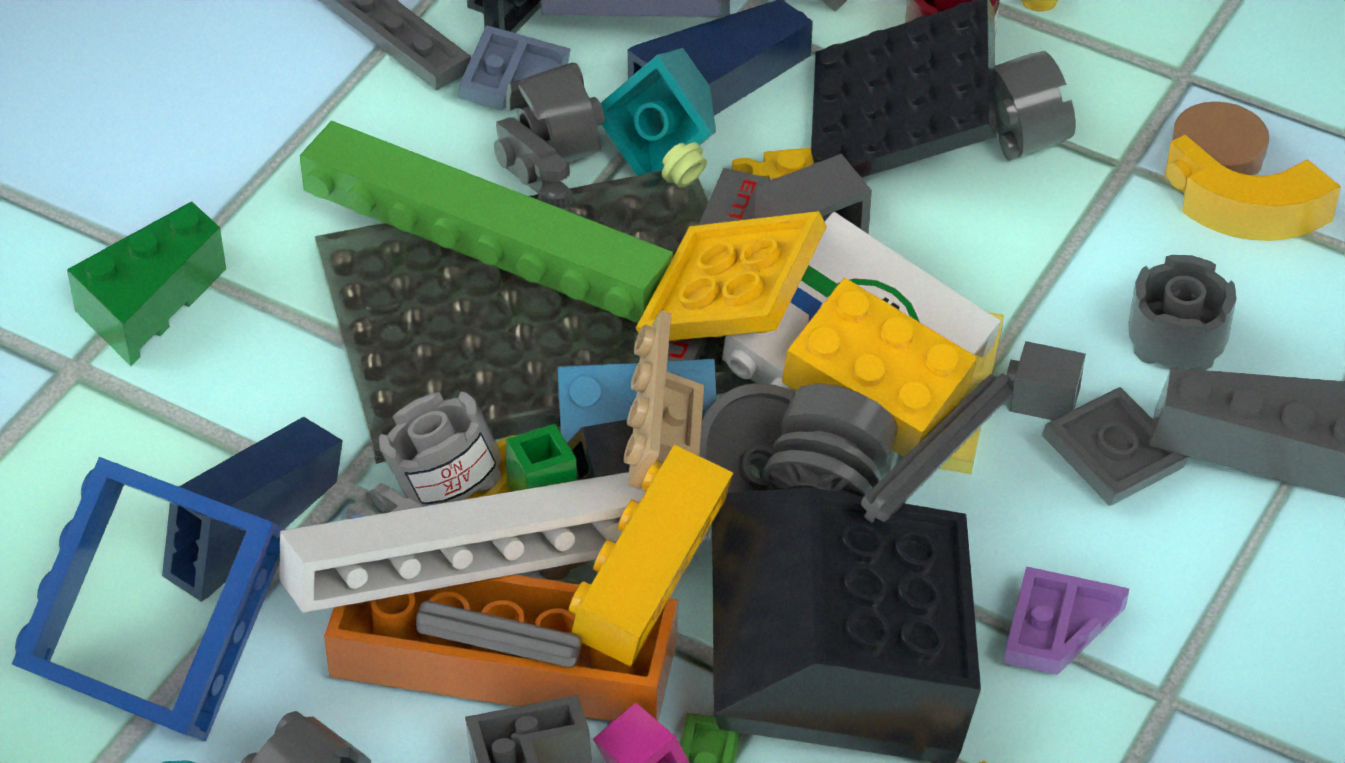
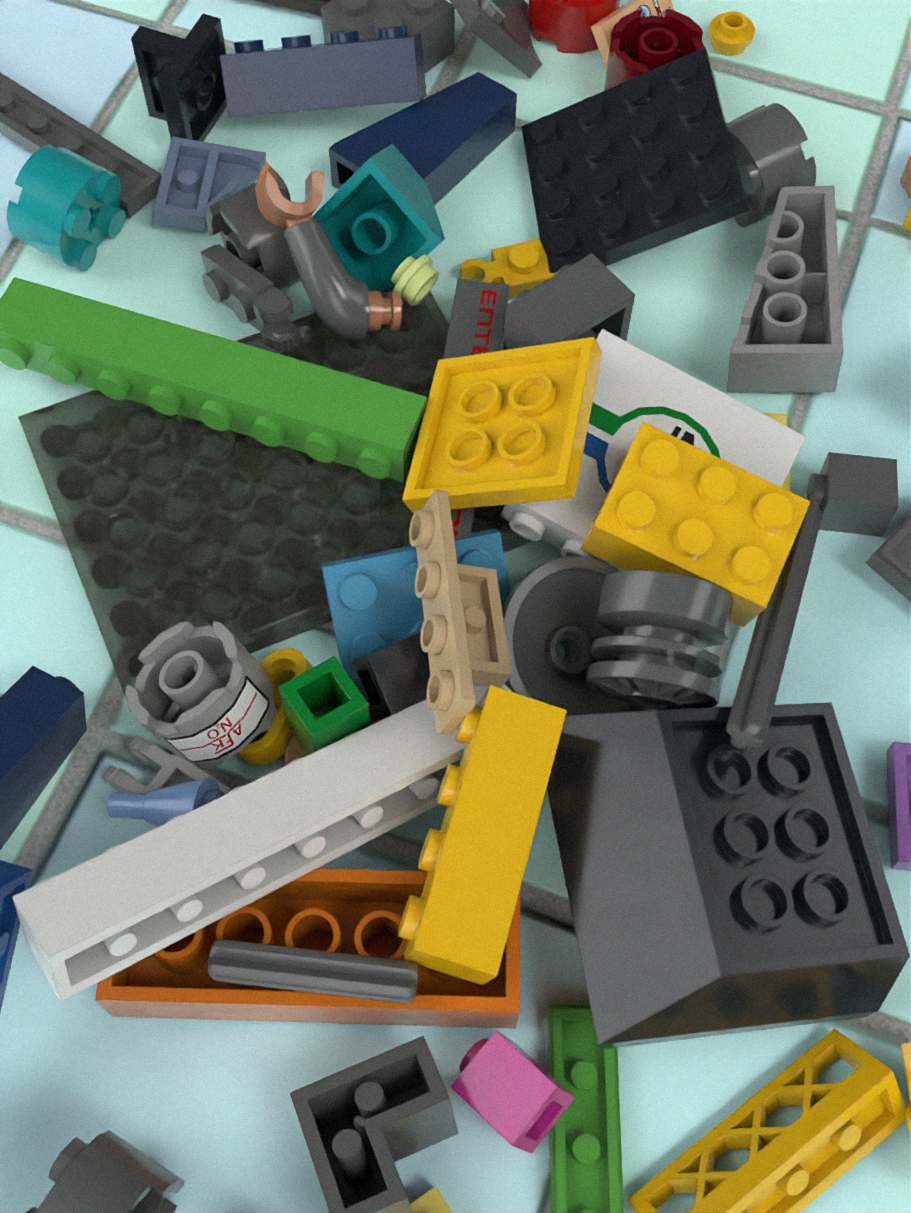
camera: 10 degrees left, 15 degrees up
(382, 72) = (66, 206): none -> teal brick
(608, 164) = (334, 293): none -> dark grey piece
(1027, 229) = (793, 313): none -> light grey wedge

